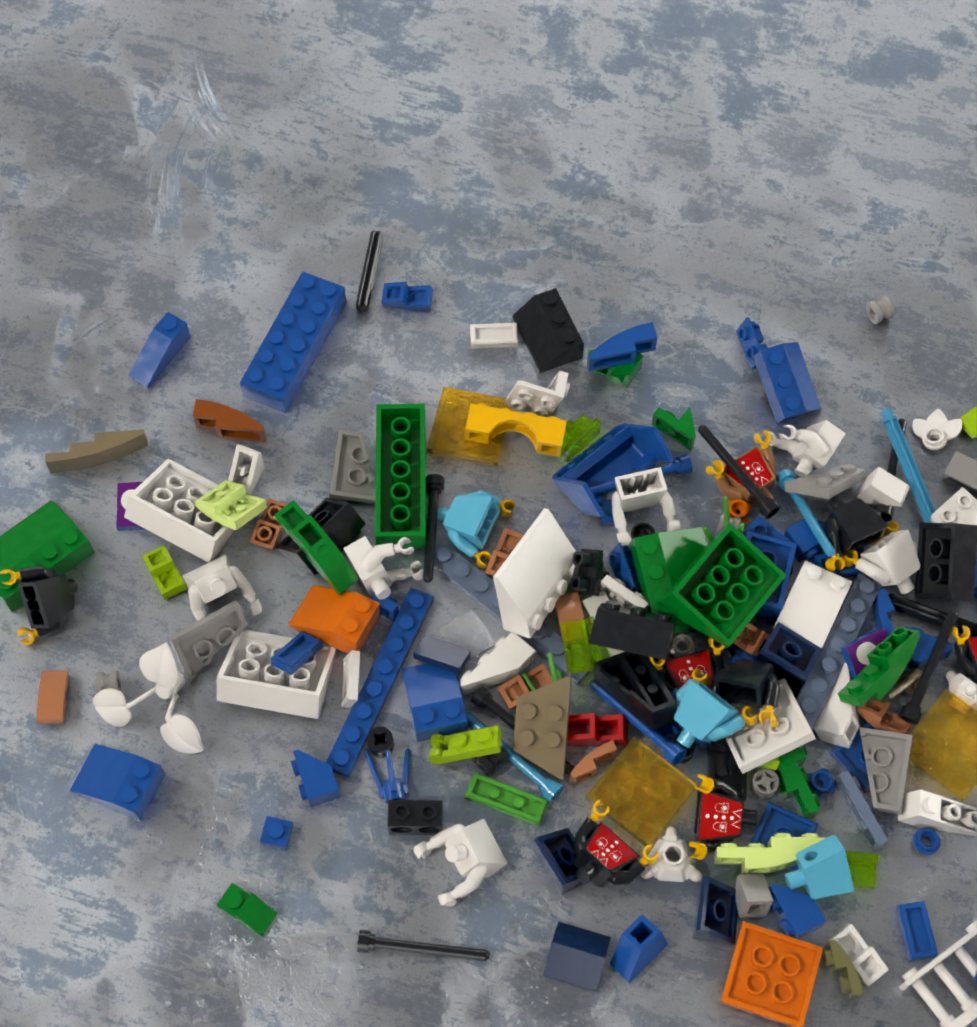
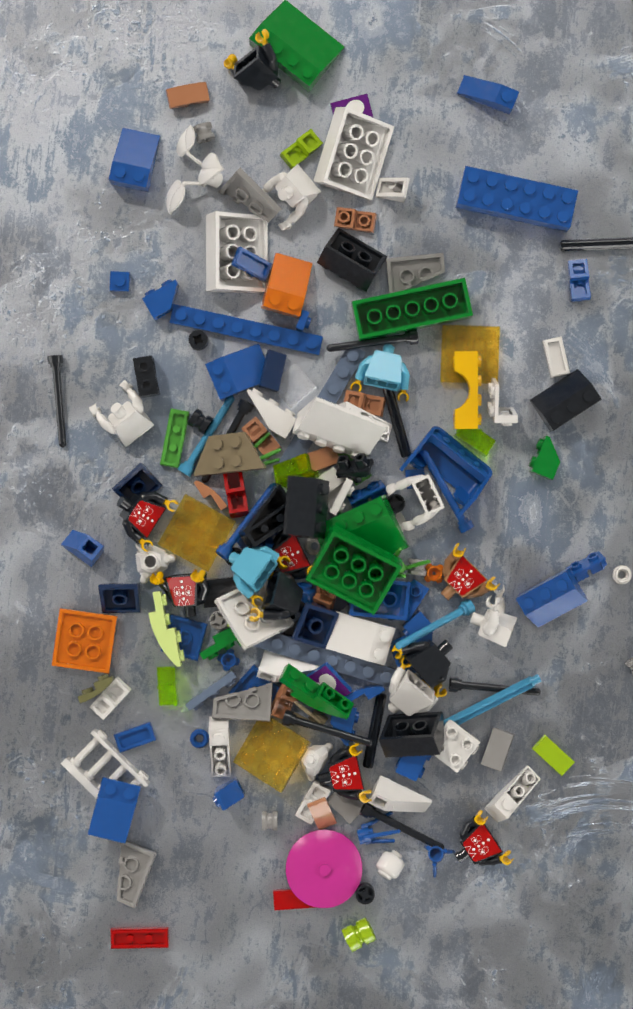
camera: 80 degrees right, 25 degrees up
(106, 448) = (393, 74): dark tan slope -> none
(227, 422) = (434, 164): dark orange slope -> none
(230, 505) = (360, 185): yellowish green slope -> none
(247, 909) = (62, 274): green slope -> none
(317, 546) = (331, 259): green slope -> none
(350, 679) = (241, 307): white tile -> none
(370, 570) = (326, 307): white torso -> none
(393, 787) = (165, 356): blue plant -> none
(465, 745) = (205, 402): lime plate -> none
(522, 522) = (397, 423): none -> black axle
(577, 956) = (74, 507): dark blue slope -> none
(623, 347) = (553, 462): blue slope -> none
(678, 430) = (494, 520): green slope -> none
(752, 895) = (135, 620): light grey brick -> none
(767, 506) = (435, 594): black piece -> none
(770, 304) = (626, 578): none -> white plate
(796, 910) = (131, 653): blue slope -> none
(822, 869) = (156, 665): medium azure torso -> none
(827, 483) = (464, 638): light grey wing -> none
(882, 488) = (469, 681): white slope -> none
(936, 428) = (537, 719): white plate -> none

